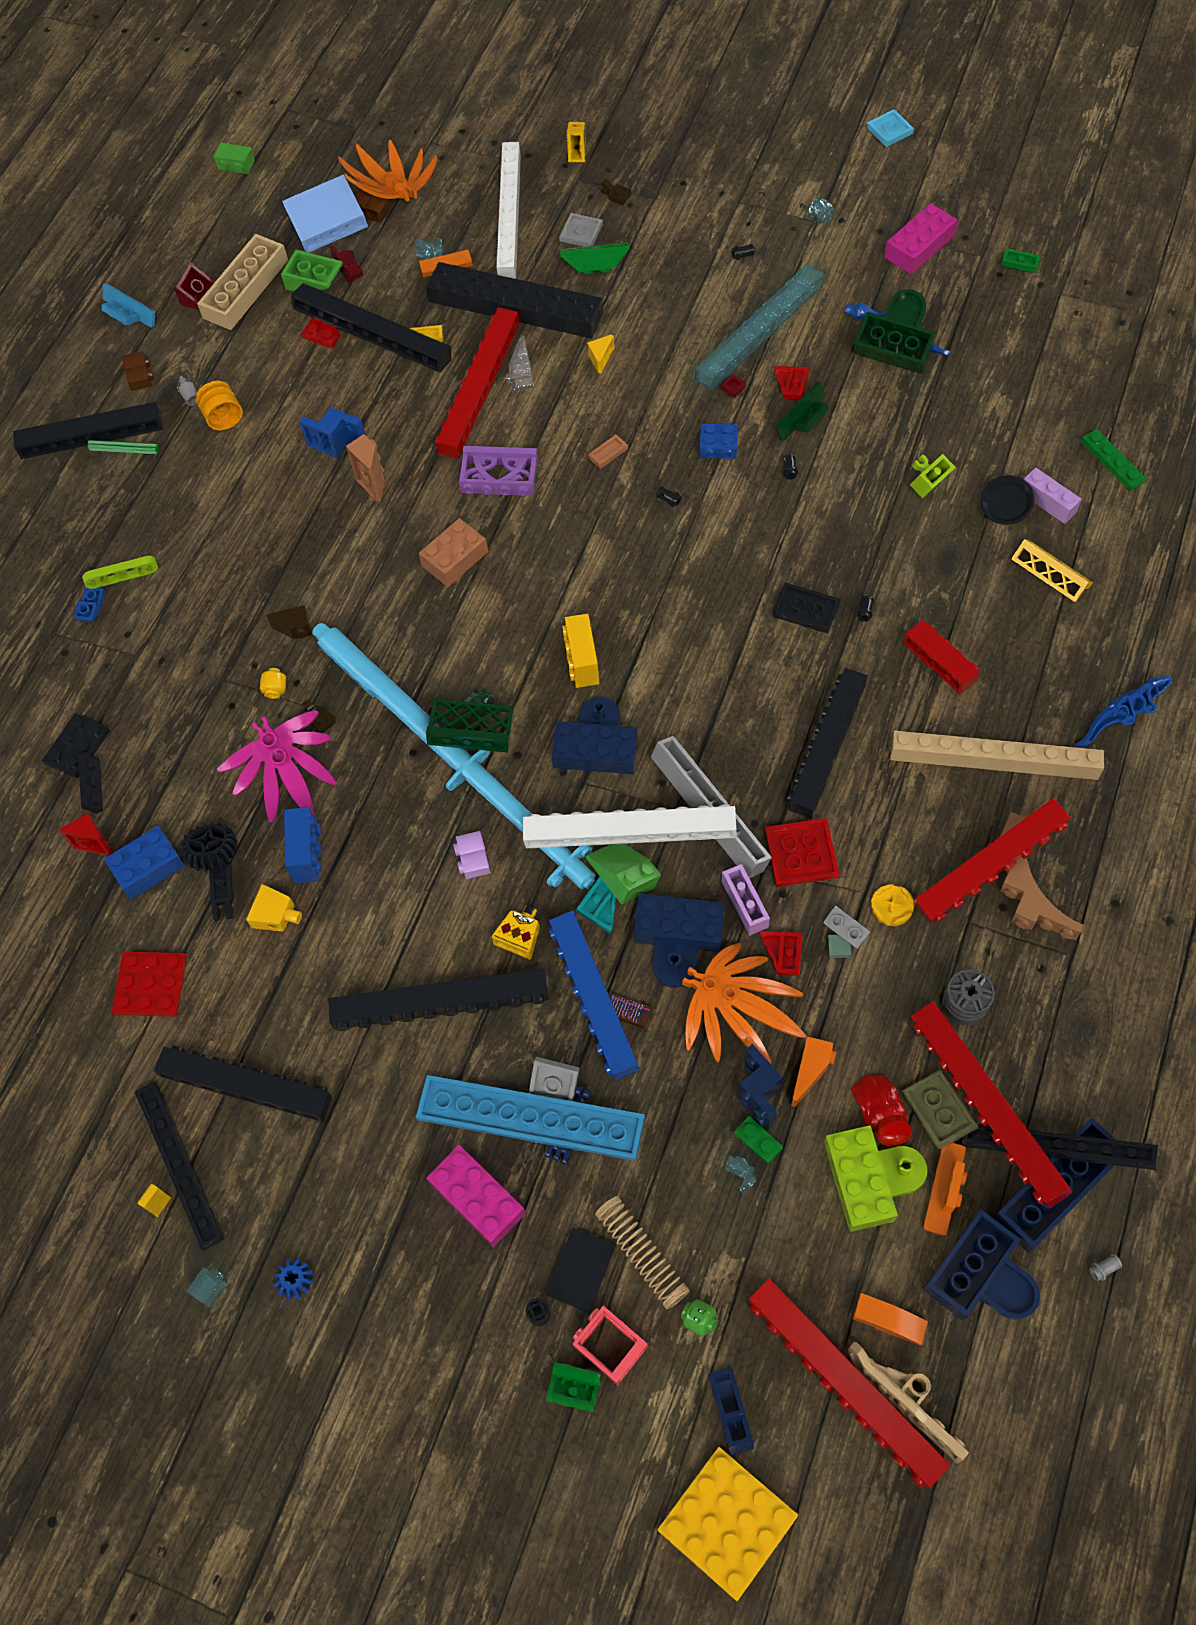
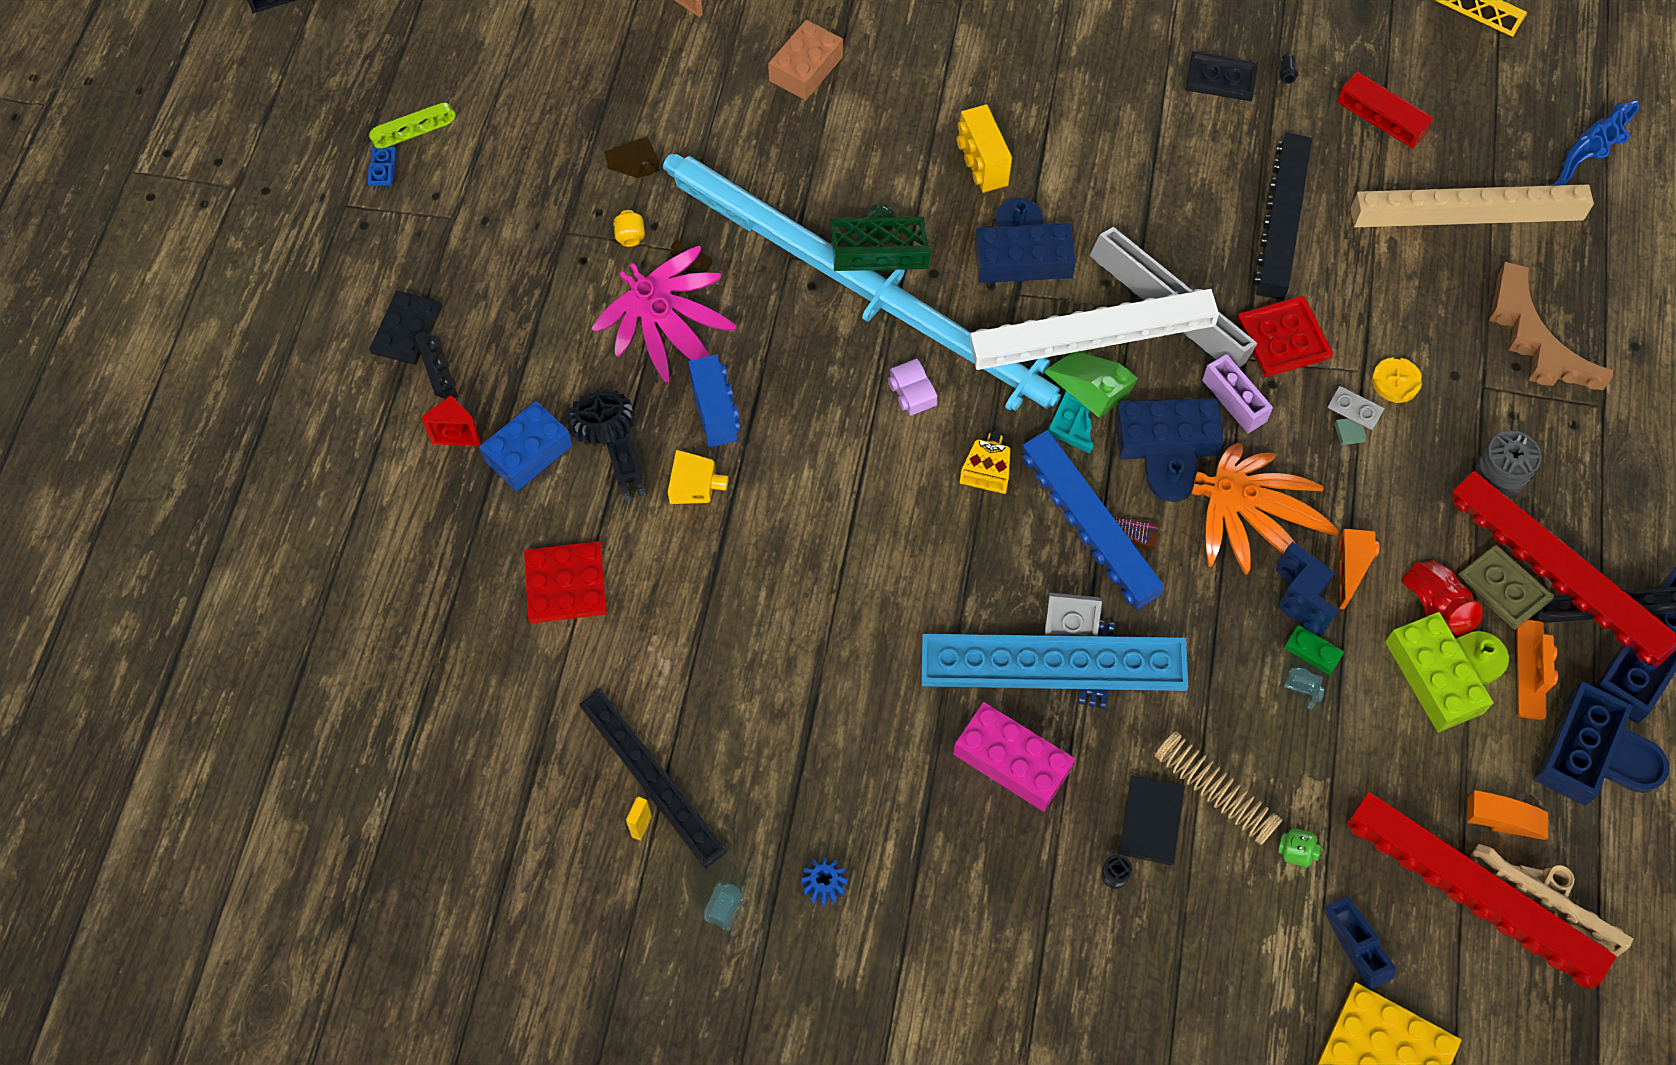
camera: 15 degrees left, 0 degrees up
(243, 1083) = (708, 675): black brick -> none
(438, 999) = (914, 550): black brick -> none
(574, 1387) = (1178, 945): green bracket -> none
(629, 1360) = (1221, 875): coral window -> none
(784, 951) = (1292, 444): red wing -> none
(992, 860) = (1500, 314): red brick -> none

